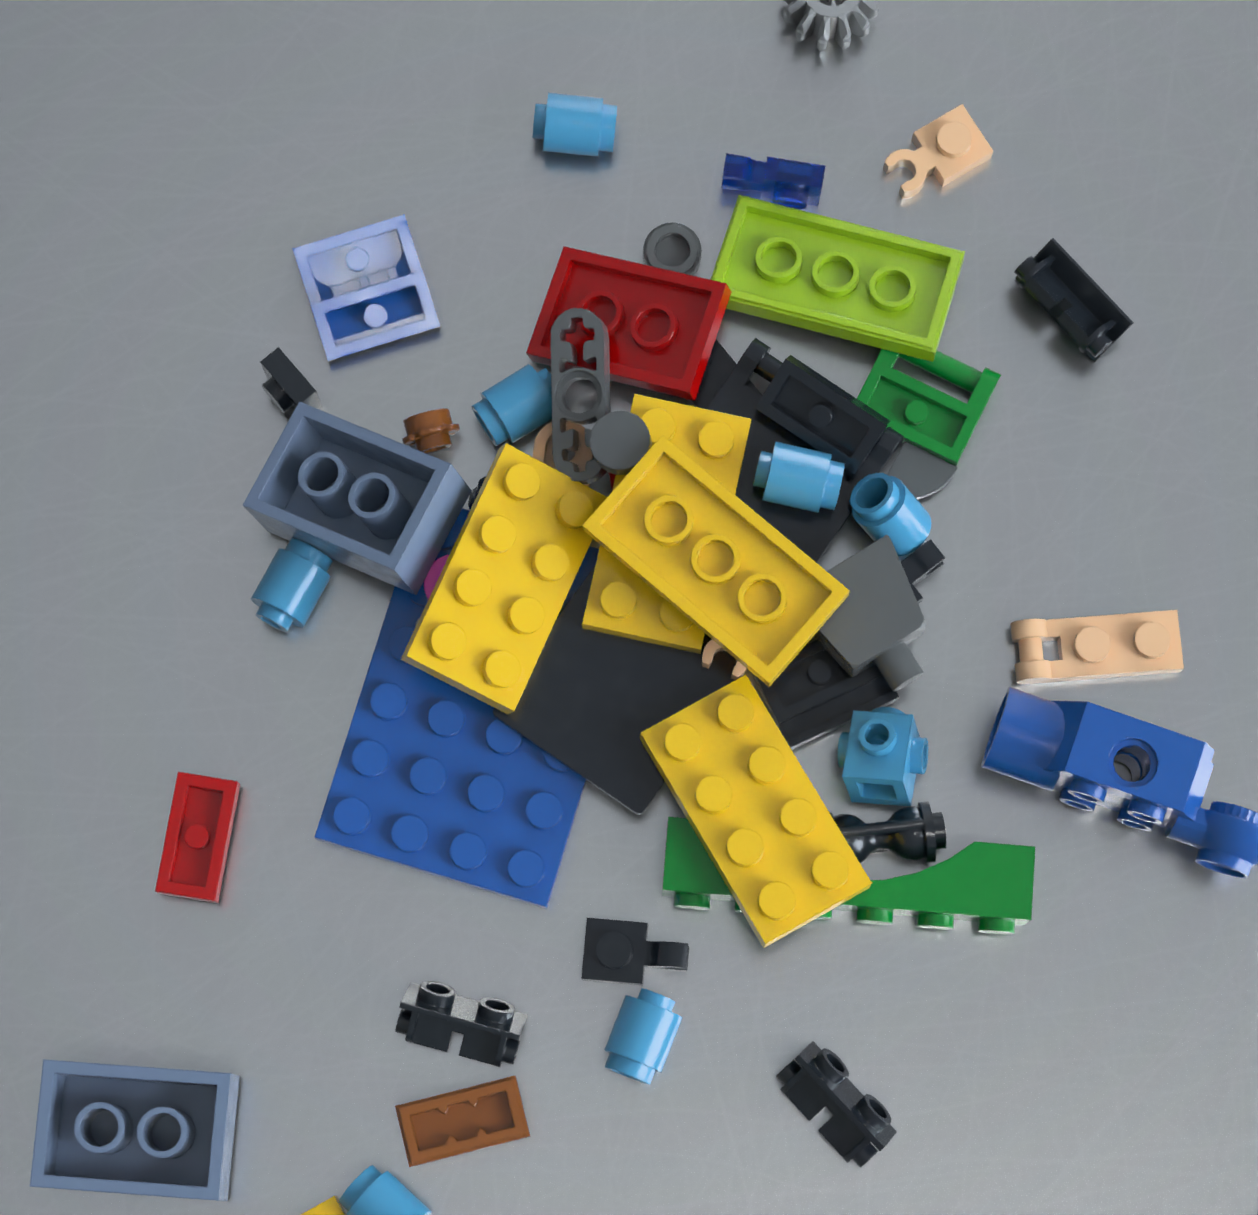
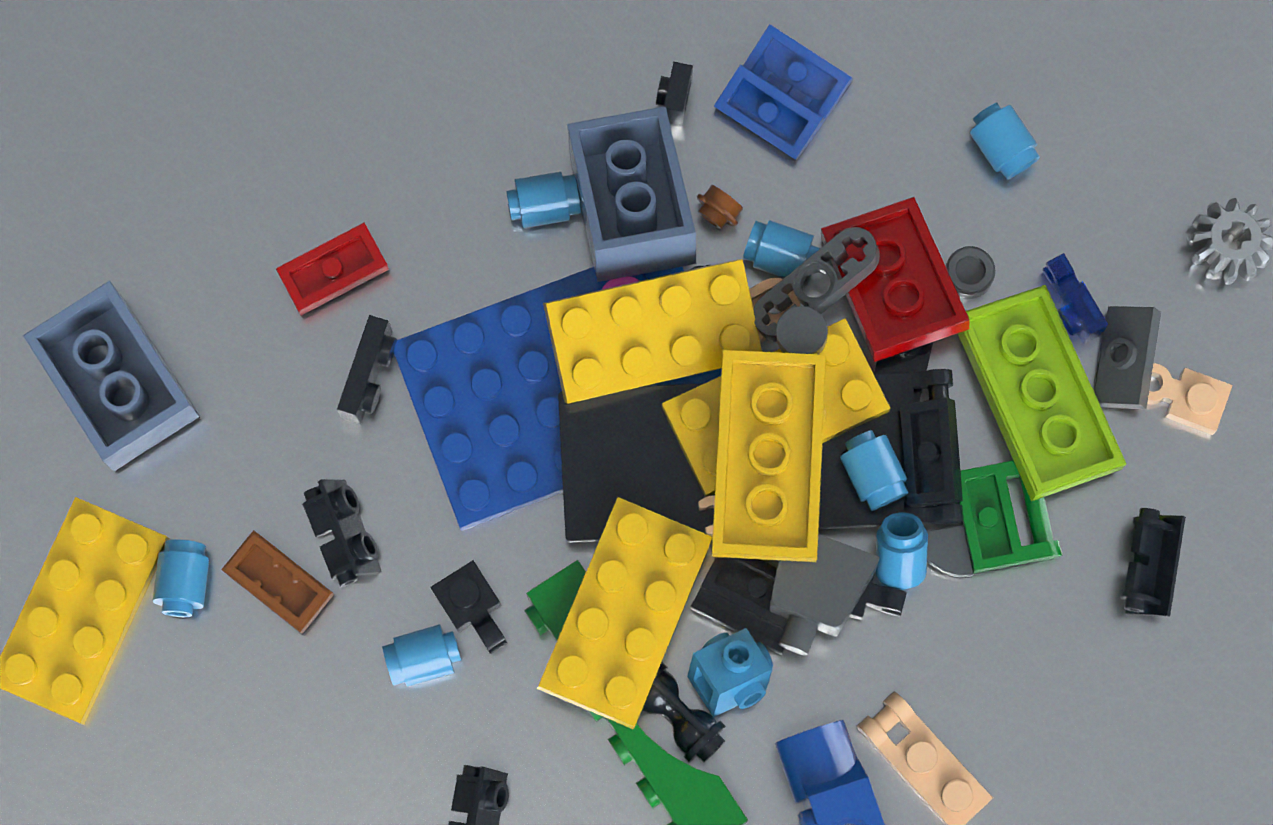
camera: 55 degrees right, 0 degrees up
(340, 899) = (360, 390): none -> black plate
(864, 174) = (1127, 357): none -> dark grey plate

